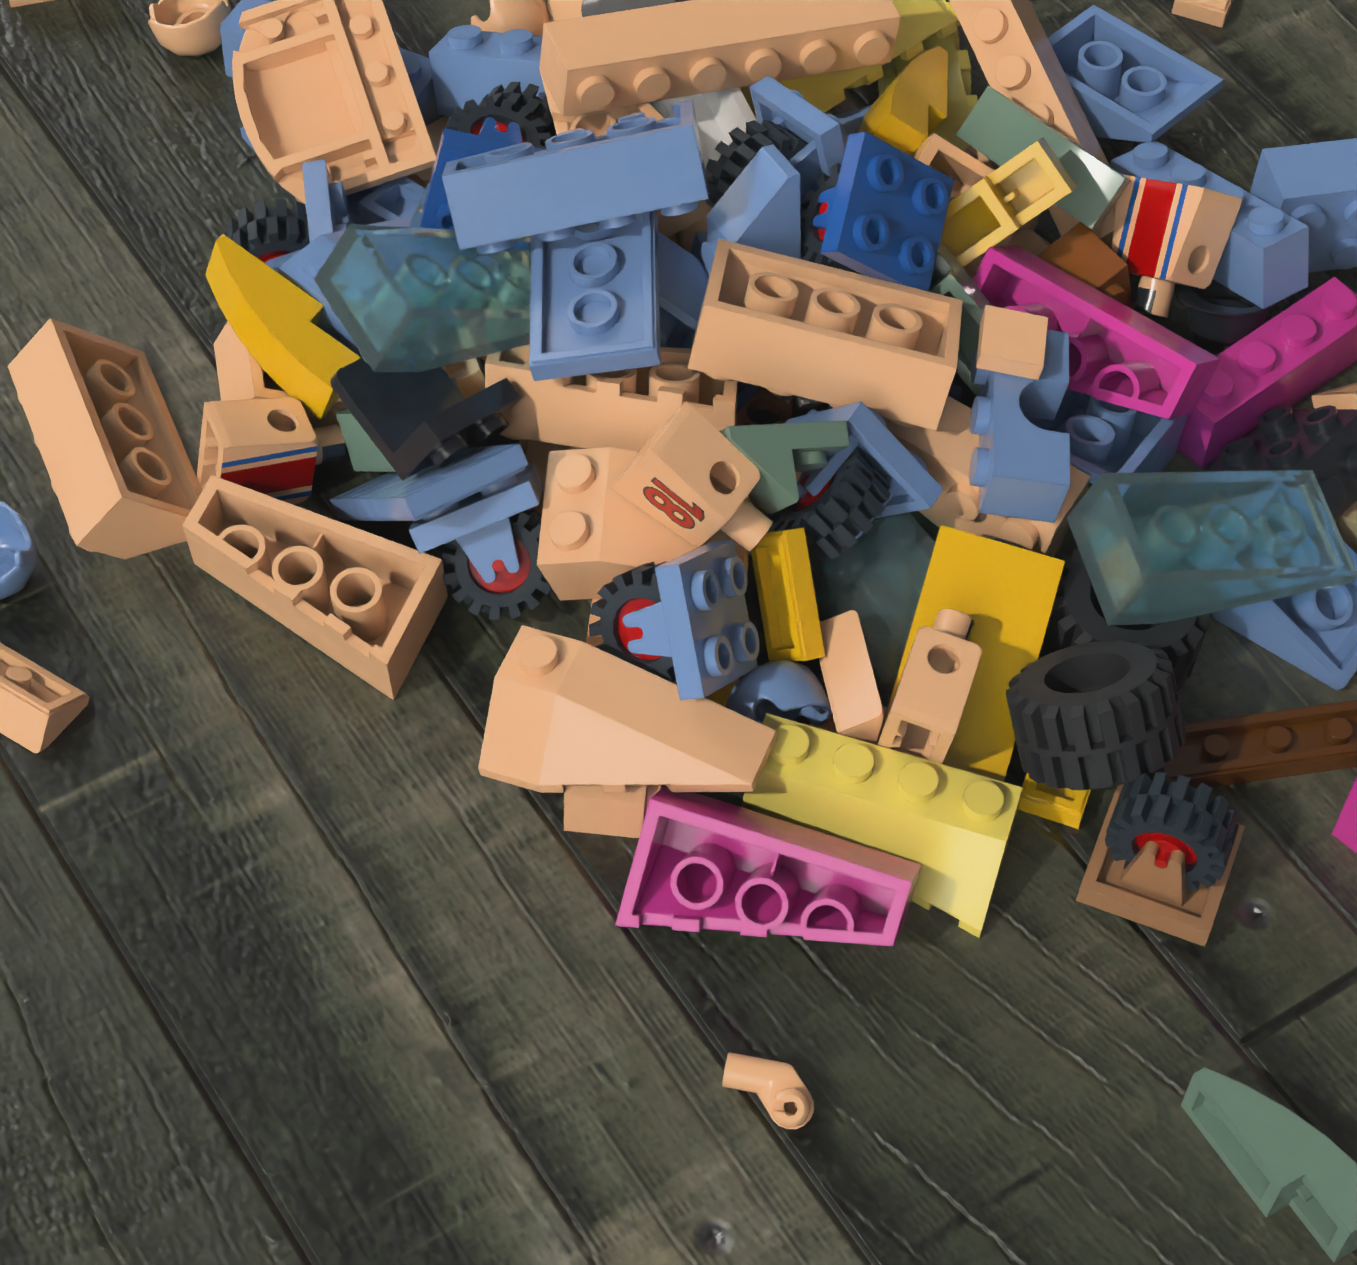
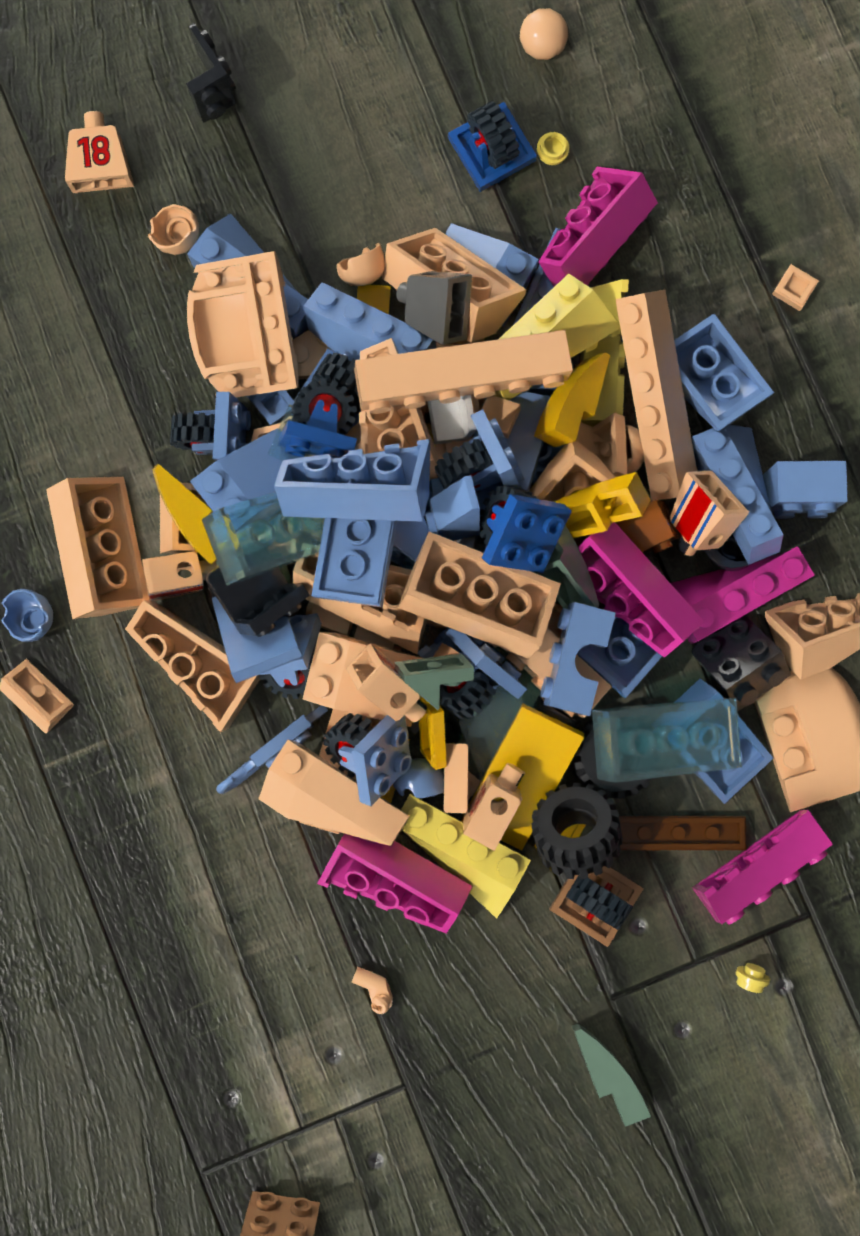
camera: 15 degrees right, 30 degrees up
(459, 730) = (297, 731): none -> medium blue plate
(1005, 129) = (644, 452): sand green slope -> none
(1012, 342) = (579, 622): light nougat tile -> none

